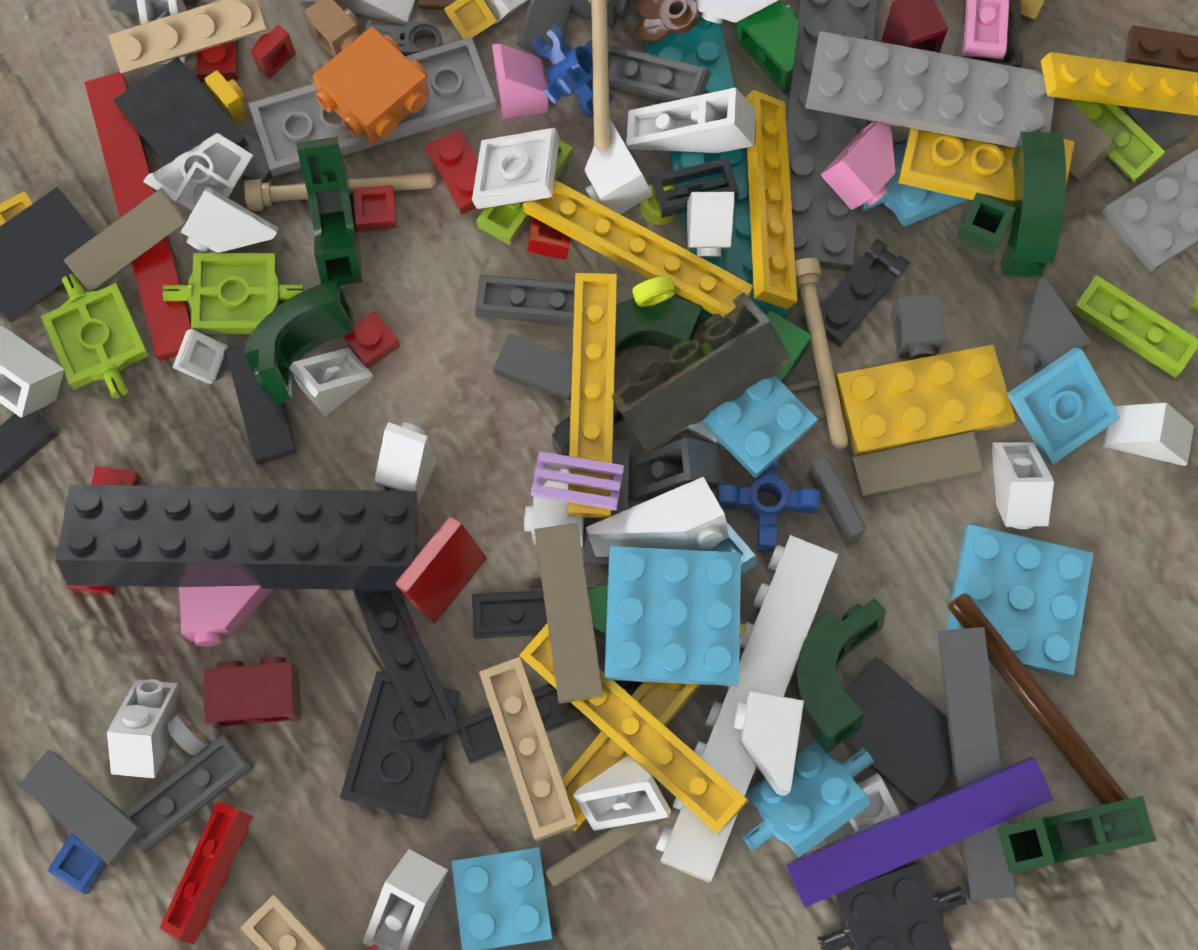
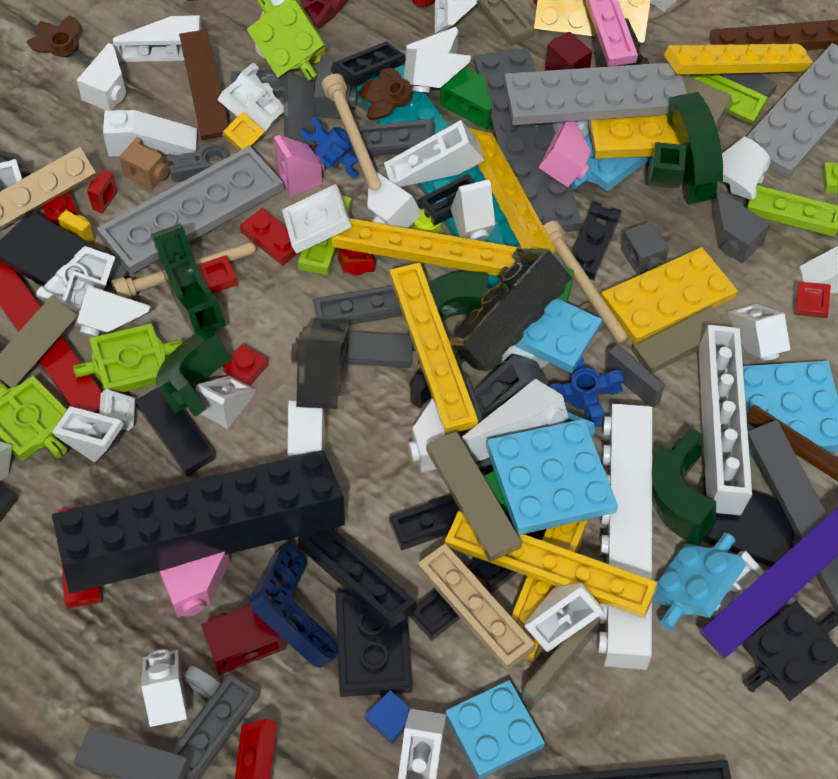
camera: 20 degrees left, 15 degrees down
(153, 377) = (87, 431): none -> white slope
(302, 680) = (311, 640): none -> dark blue beam
(371, 86) = (190, 189): orange brick -> none
(387, 844) = (389, 716): none -> blue tile
(441, 570) = (362, 500): red tile -> none
(447, 375) = (320, 362): none -> clear smoke wedge
(577, 464) = (445, 397): lavender tile -> none
(653, 291) = (451, 267): neon yellow tile -> none
(771, 735) = (656, 537): white slope -> none
(922, 599) = (724, 420): none -> white brick
(1063, 405) = (767, 269): medium azure plate -> none
(1092, 246) = (745, 167): none -> white slope
(1108, 462) = (813, 299): none -> red plate

